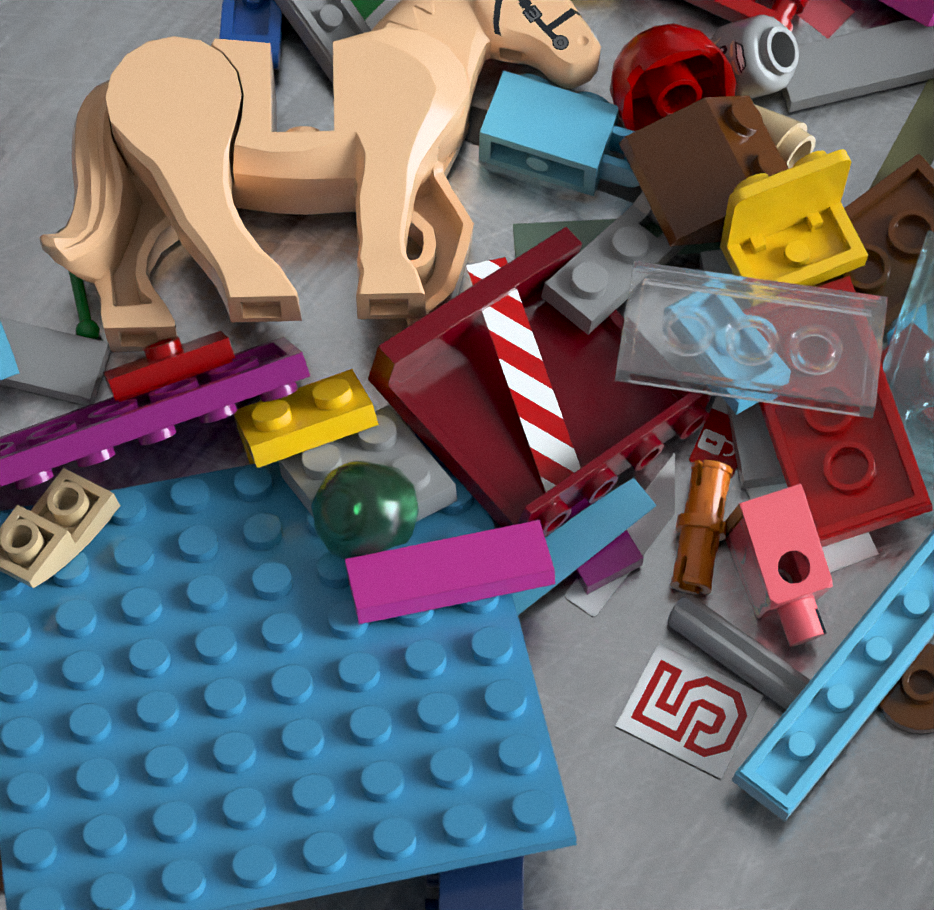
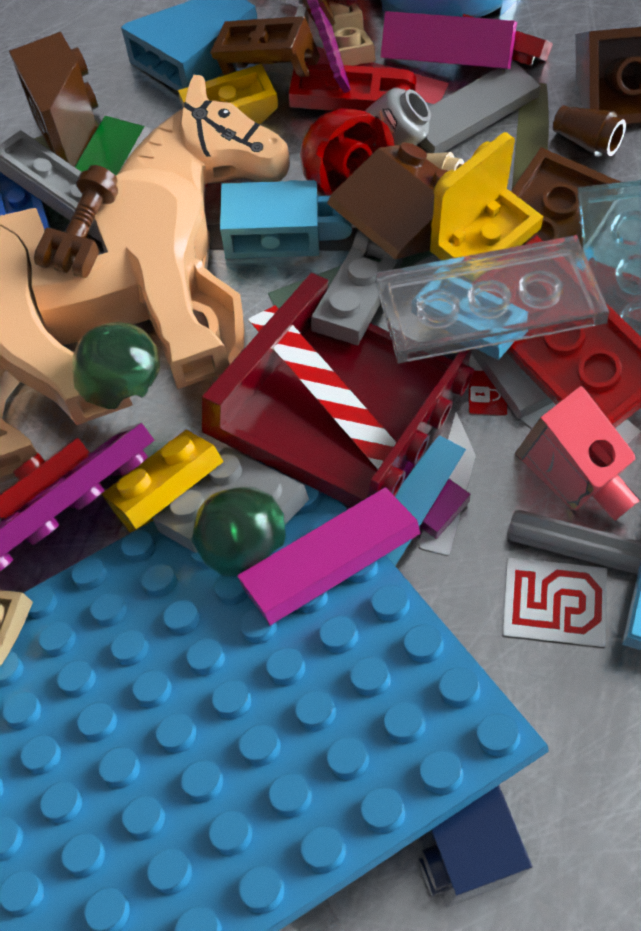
camera: 15 degrees left, 5 degrees down
(295, 277) = (114, 364): none -> clear green hair
(347, 48) = (72, 246): none -> reddish brown hinge
(701, 527) = (504, 456): orange pin -> none

